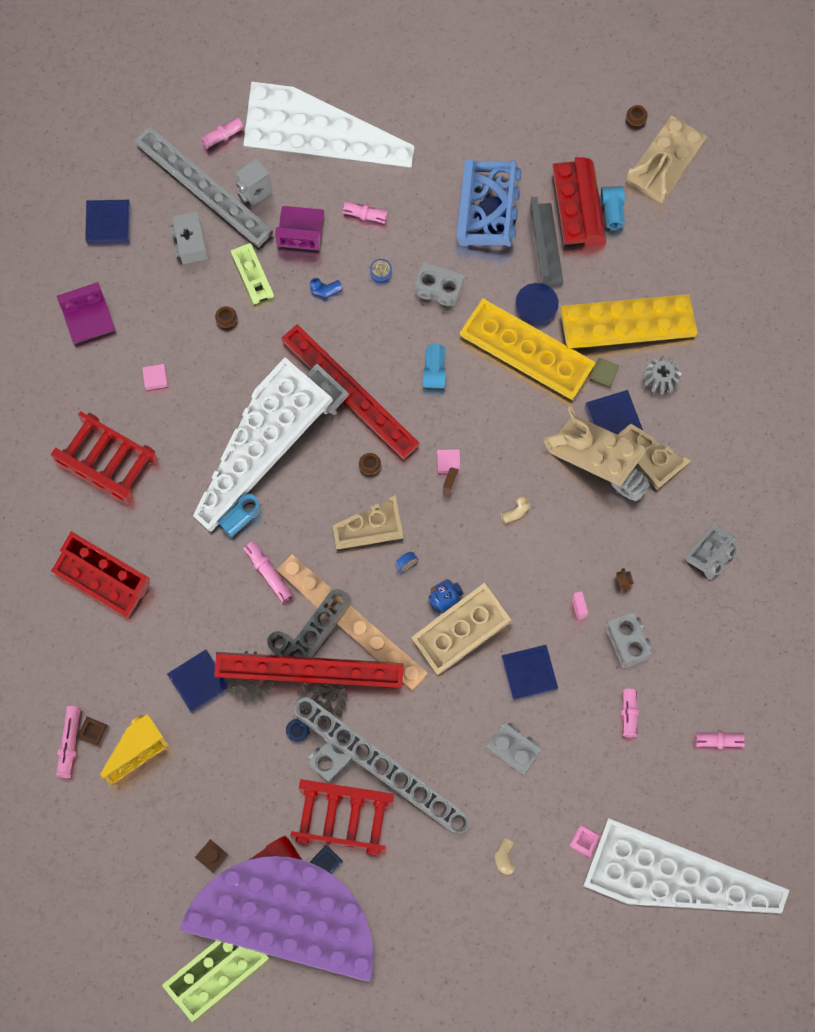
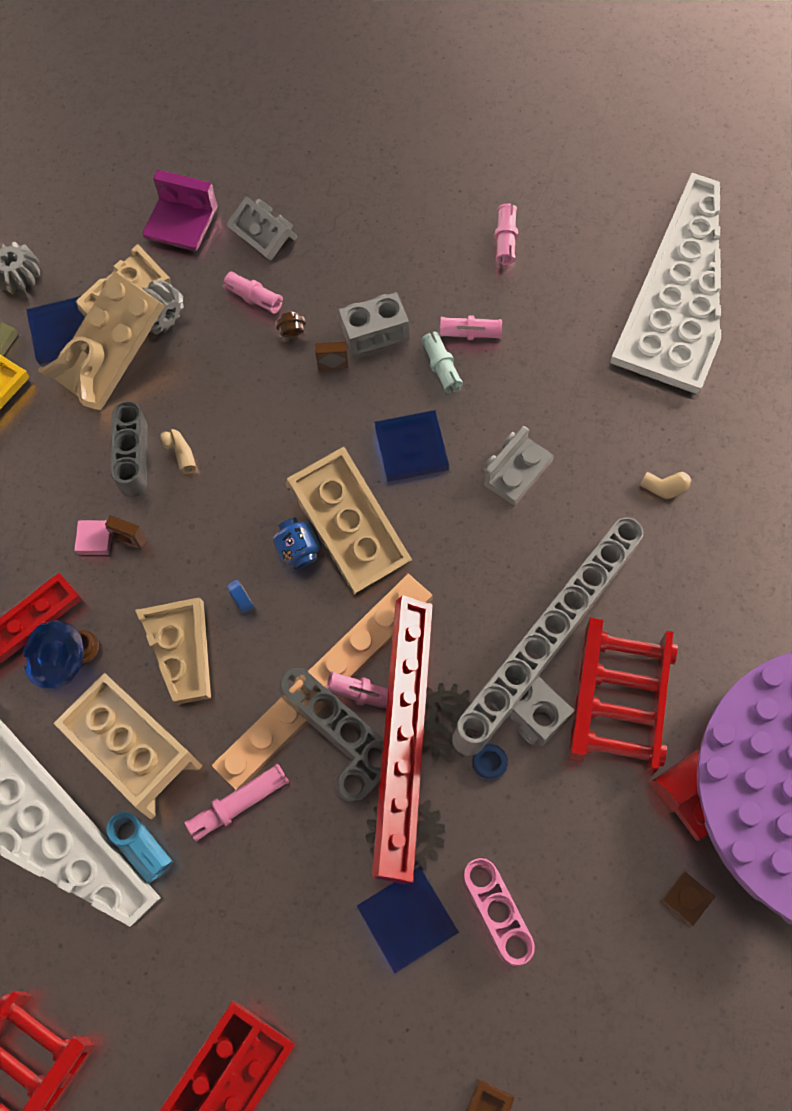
camera: 85 degrees left, 5 degrees down
(137, 745) = (519, 1018): yellow slope -> none
(208, 724) = (497, 892): none -> bright pink beam
(303, 498) = (125, 743): none -> tan plate
(327, 859) = (685, 723): dark blue tile -> none
(341, 643) = (340, 684): none -> bright pink pin
(361, 447) = (53, 654): none -> clear blue tile
(523, 469) = (125, 436): none -> dark grey beam
(579, 606) = (323, 377): bright pink tile -> none
(585, 840) = (638, 389): bright pink tile -> none
(599, 610) = (331, 355): none -> reddish brown tile
(599, 692) = (441, 362): none -> light aqua pin
(652, 549) = (252, 292): none -> bright pink pin
(719, 489) = (181, 211): none -> magenta bracket

